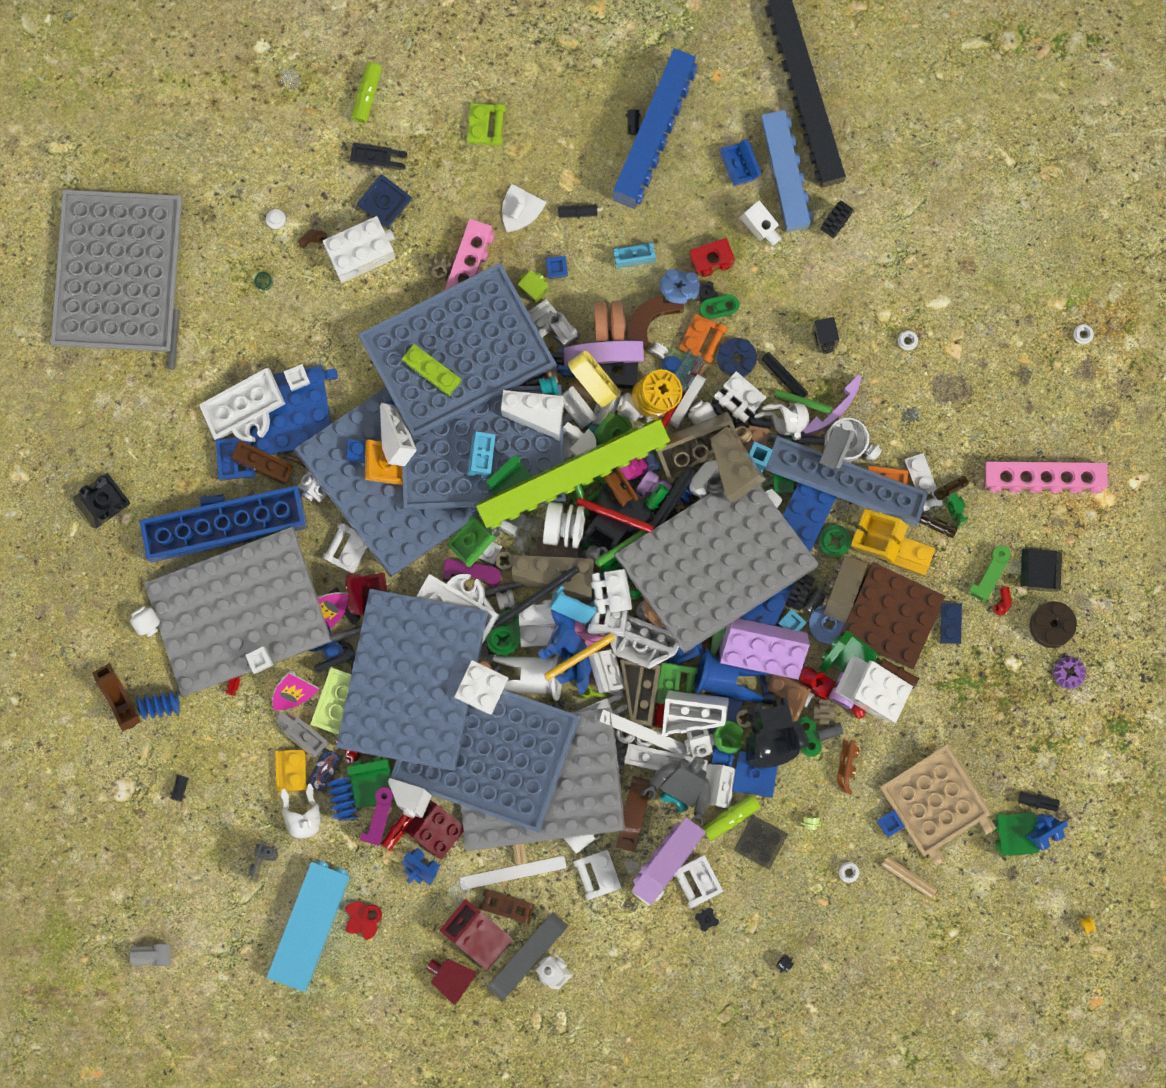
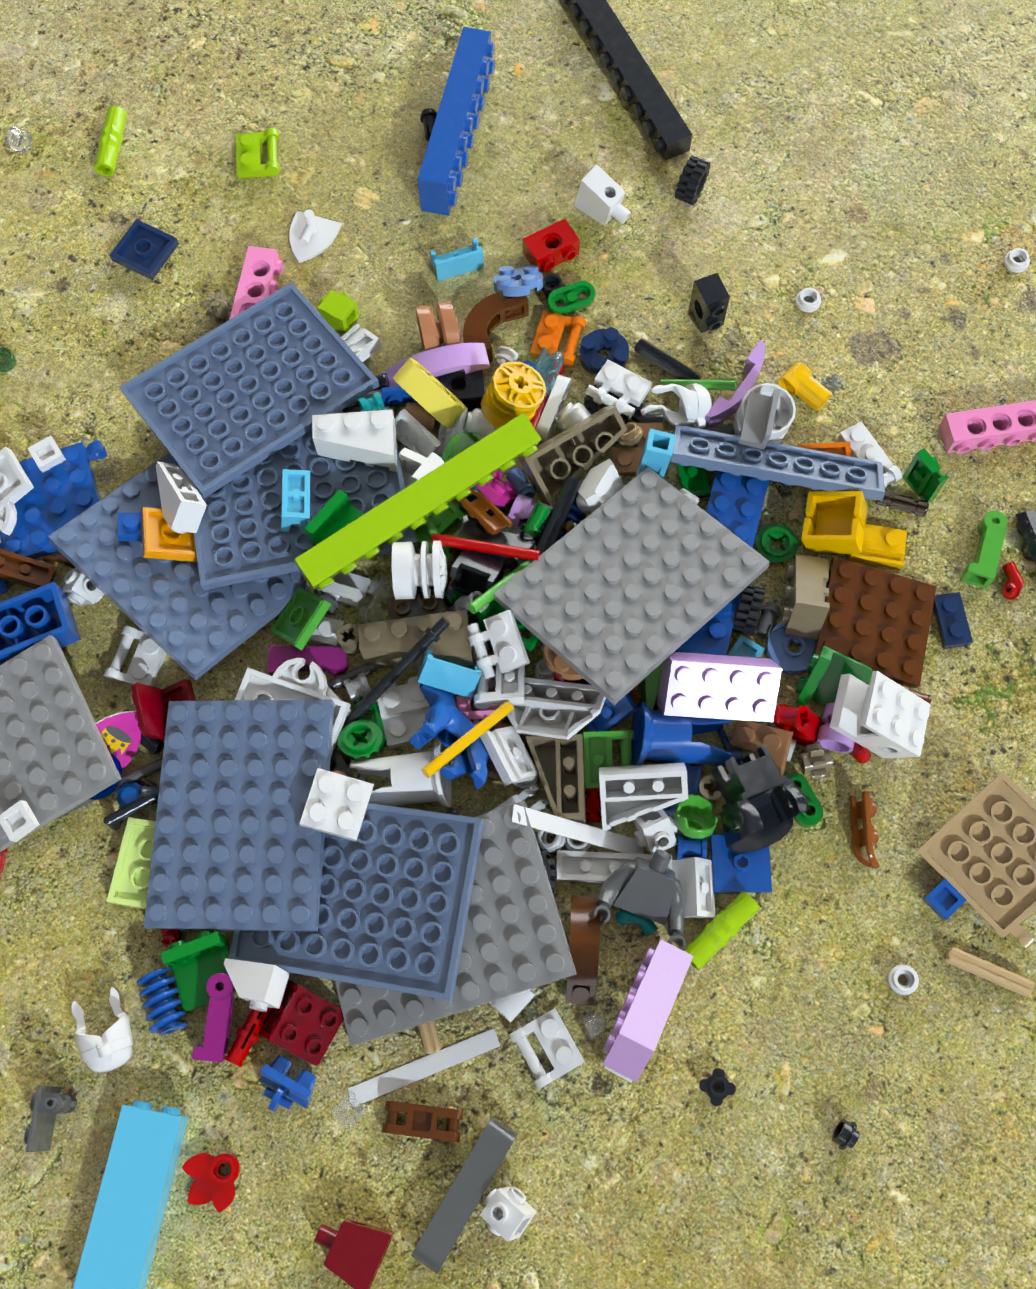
camera: 10 degrees left, 10 degrees down
(275, 219) = (12, 289): white plate -> none
(291, 770) = (86, 973): yellow plate -> none
(292, 692) = (75, 860): dark pink shield -> none
(302, 734) = (97, 918): light grey hinge -> none
(314, 236) = (60, 300): reddish brown arm -> none
(324, 770) = (134, 964): tile -> none
(360, 249) = (117, 301): white torso -> none
(376, 156) = (131, 204): black hinge -> none
(431, 370) = (217, 410): lime plate -> none
(476, 934) = (382, 1174): dark red slope -> none
(556, 267) = (364, 287): blue plate -> none
(564, 332) = (383, 351): light grey piece -> none
(577, 211) = (380, 224): black axle -> none
(589, 692) = (490, 791): lime hand -> none
(704, 879) = (702, 1028): white plate -> none
(715, 484) = (612, 487): dark grey plate -> none
(735, 465) = (635, 455): dark tan wedge -> none
(740, 163) = (565, 144): blue bracket -> none
(760, 842) = (770, 958): clear smoke plate -> none
(785, 171) = (620, 145): medium blue brick -> none
(811, 822) = (833, 917): yellowish green plate -> none
(830, 731) = (830, 786): dark grey pin -> none
(872, 452) = (798, 430): white plate -> none
(883, 412) = (799, 382): none -> yellow piece
(951, 487) = (906, 454): dark brown axle -> none

